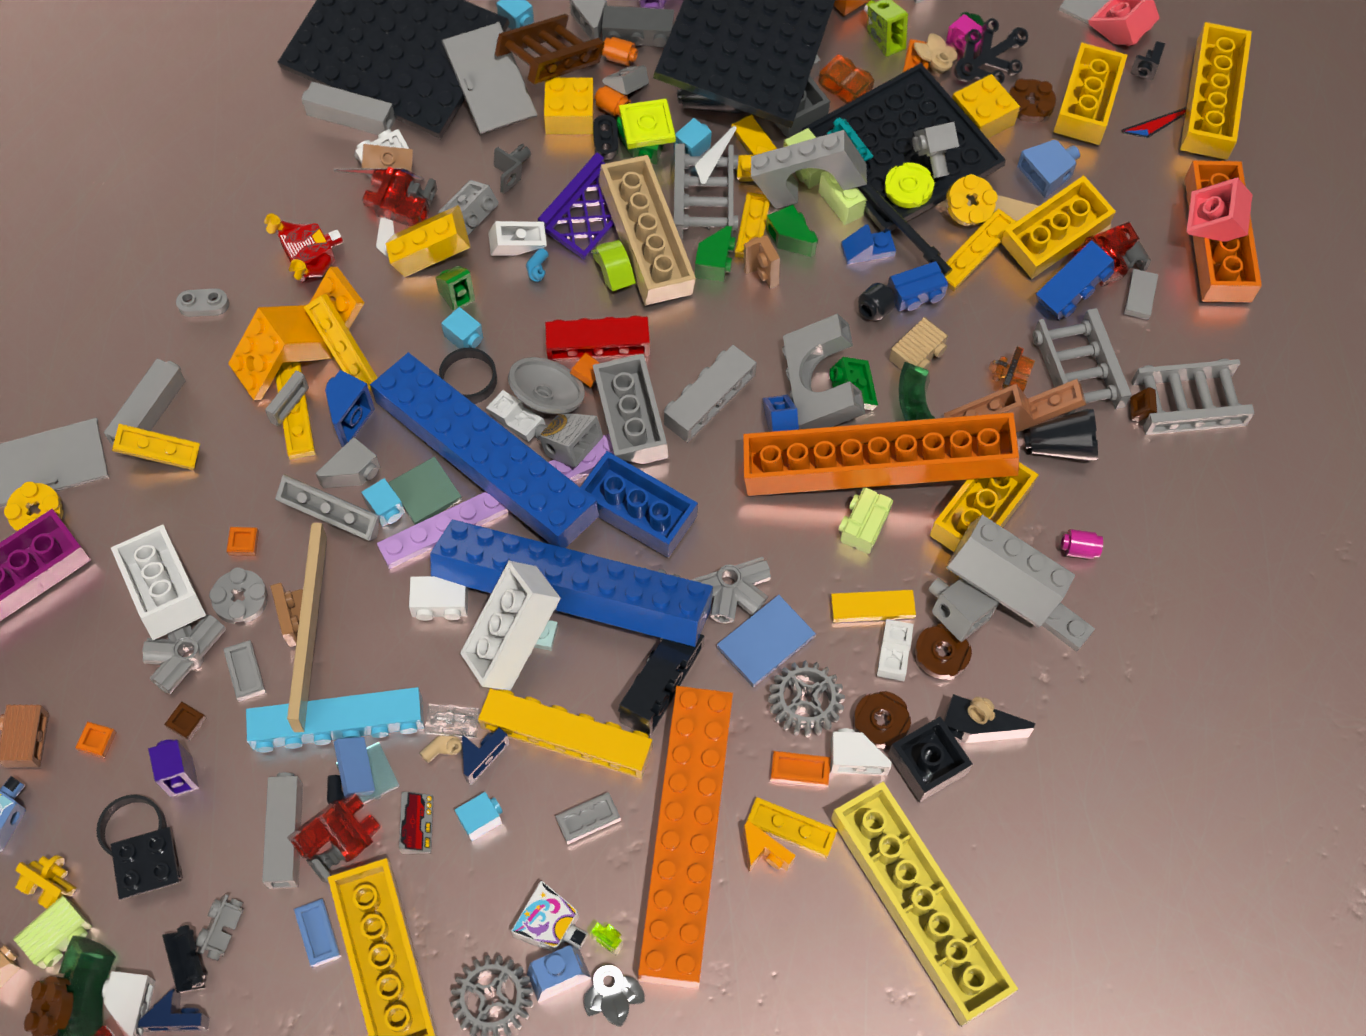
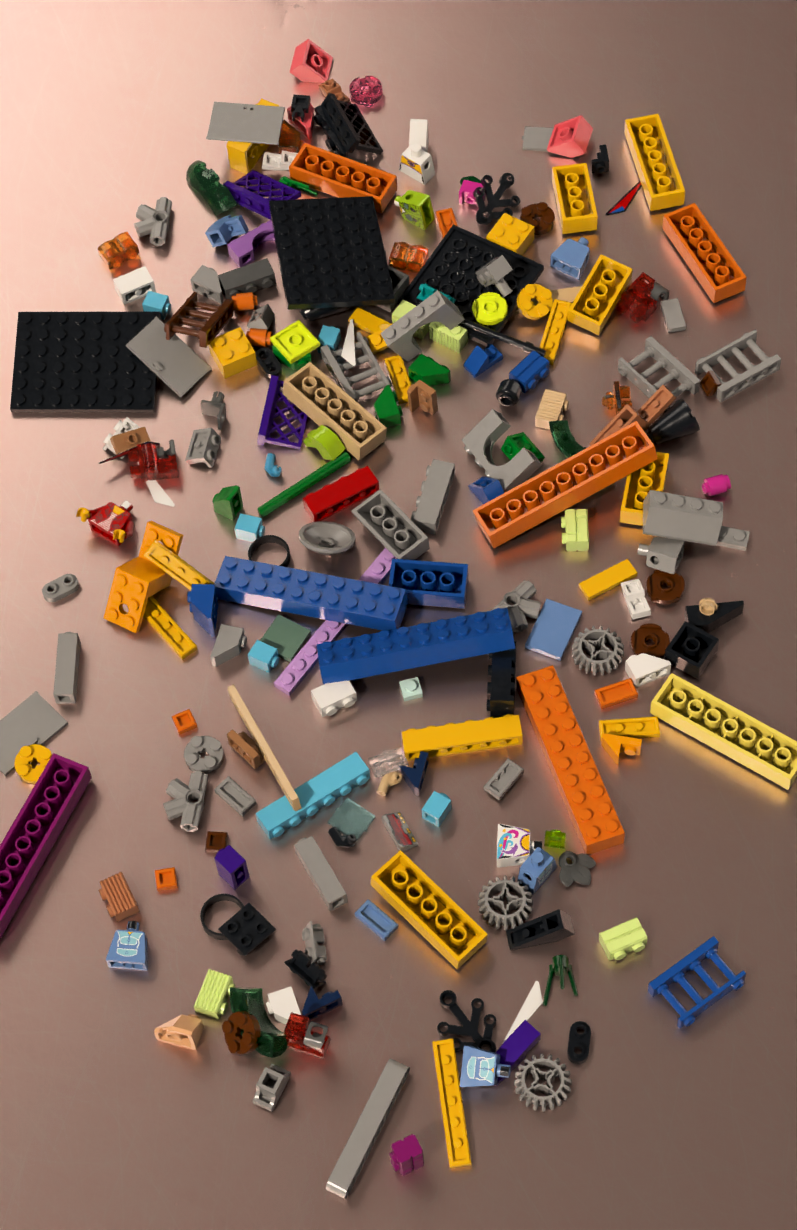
camera: 20 degrees left, 5 degrees down
(47, 875) = (179, 970): yellow hips -> none
(155, 447) = (93, 688): yellow tile -> none
(158, 582) = (152, 764): white brick -> none
(287, 398) = (161, 621): light grey tile -> none
(328, 508) = (230, 674): light grey slope -> none
(339, 827) = (356, 852): clear red hips -> none
(348, 108) = (81, 419): light grey brick -> none
(354, 766) = (342, 816): medium blue tile -> none
(428, 242) = (193, 481): yellow slope -> none
(509, 625) = (396, 686): white brick -> none
(514, 415) = (311, 563): white slope -> none
(516, 237) = (249, 453): white slope -> none
(562, 305) = (303, 484): none -> green axle
(569, 437) = (360, 562): light grey torso -> none
(584, 370) = (345, 517): orange tile -> none
(936, 53) = (460, 213): tan plate -> none
(1076, 281) = (629, 324): blue brick -> none
(1220, 211) = (698, 240): coral slope -> none

